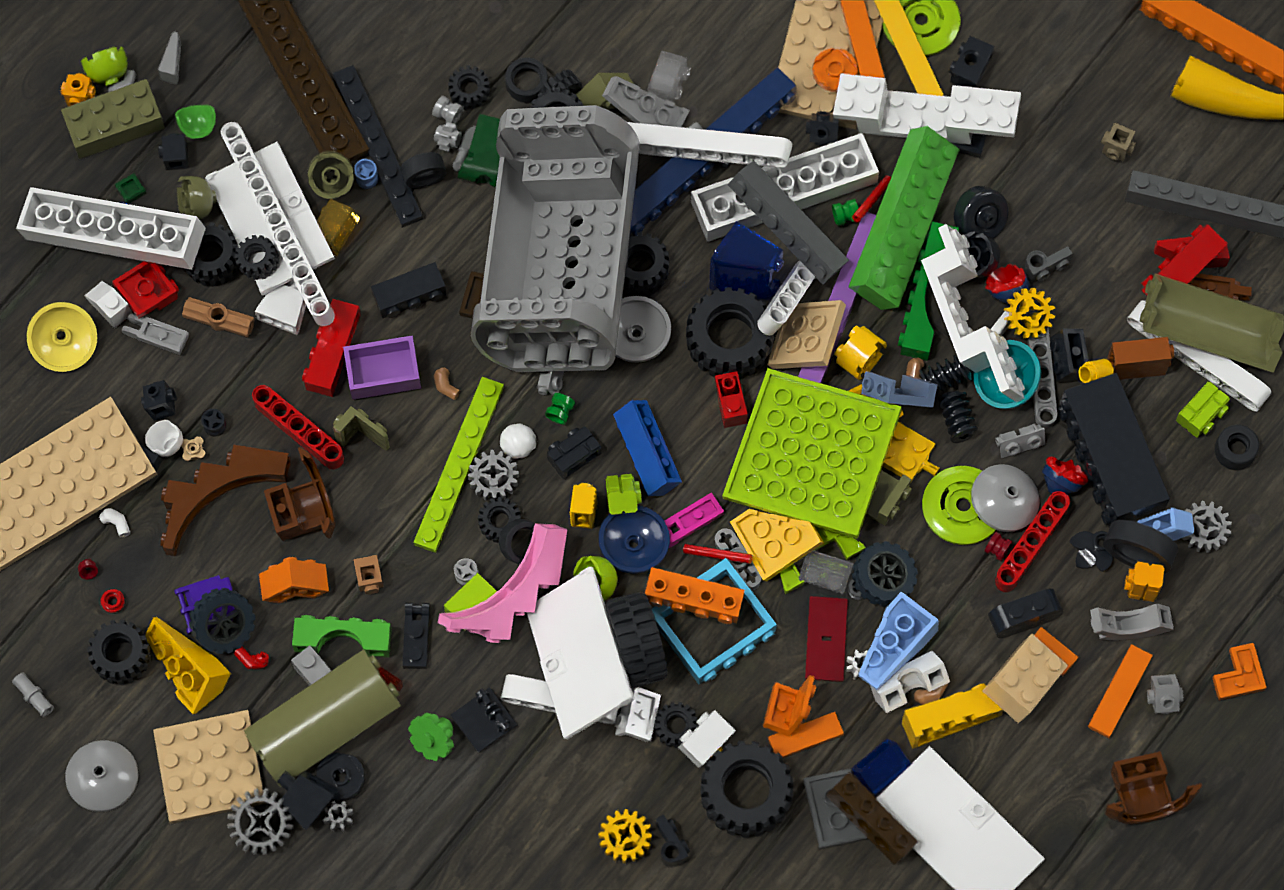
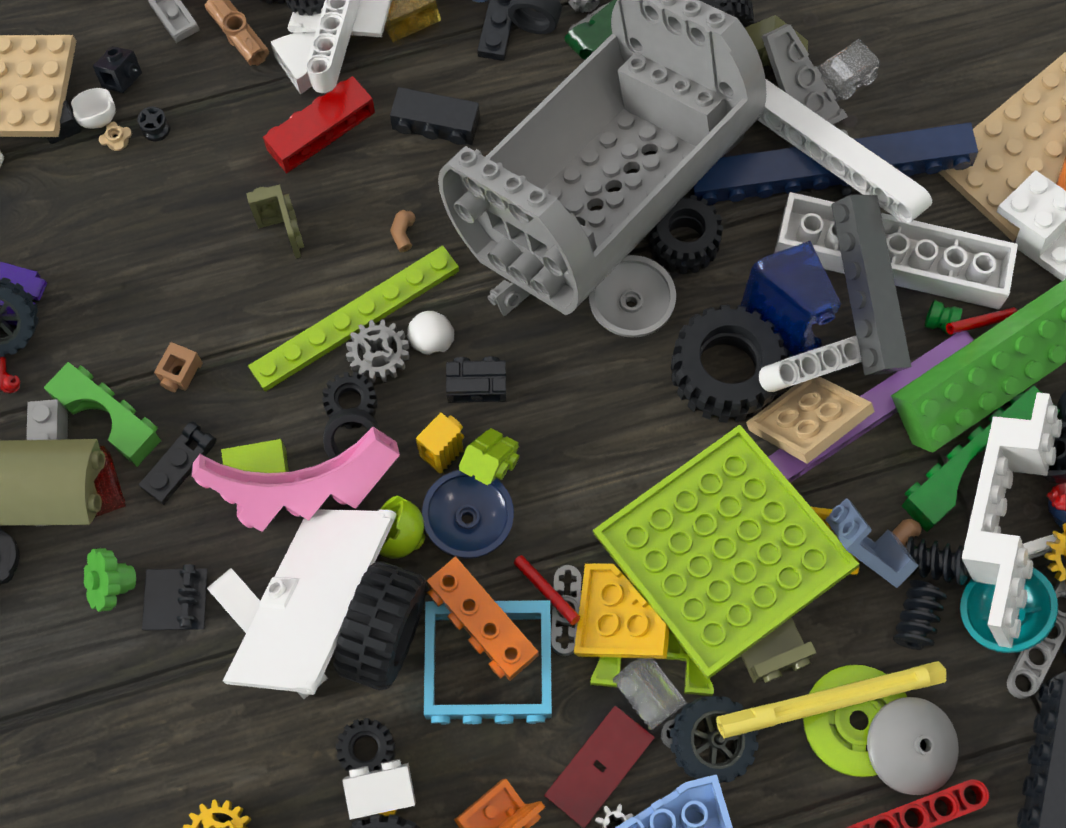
camera: 35 degrees right, 0 degrees up
(242, 467) = (103, 177): reddish brown arch -> none
(293, 417) = (231, 189): red beam -> none
(293, 579) = (97, 321): orange brick -> none
(301, 507) = (165, 259): reddish brown piece -> none
(382, 367) = (349, 171): medium lavender piece -> none
(465, 567) = (272, 425): light grey wheel -> none
(559, 409) = (495, 327): green wheel -> none
(639, 716) = (333, 707): white bracket -> none
(647, 448) = (554, 426): blue brick -> none
(693, 518) = (548, 533): dark pink plate -> none
(731, 399) = (679, 433): red slope -> none
(822, 128) = (986, 215): black brick -> none
(830, 65) = (1026, 157): orange tile -> none
(860, 351) = (856, 473): yellow brick -> none
(909, 453) = (836, 620): yellow plate -> none
(938, 502) = (830, 699): none -> light yellow piece
(998, 546) = (867, 796): dark red wheel -> none
(1029, 438) = (988, 695): light grey hinge -> none
(1063, 476) = (998, 767): hair -> none

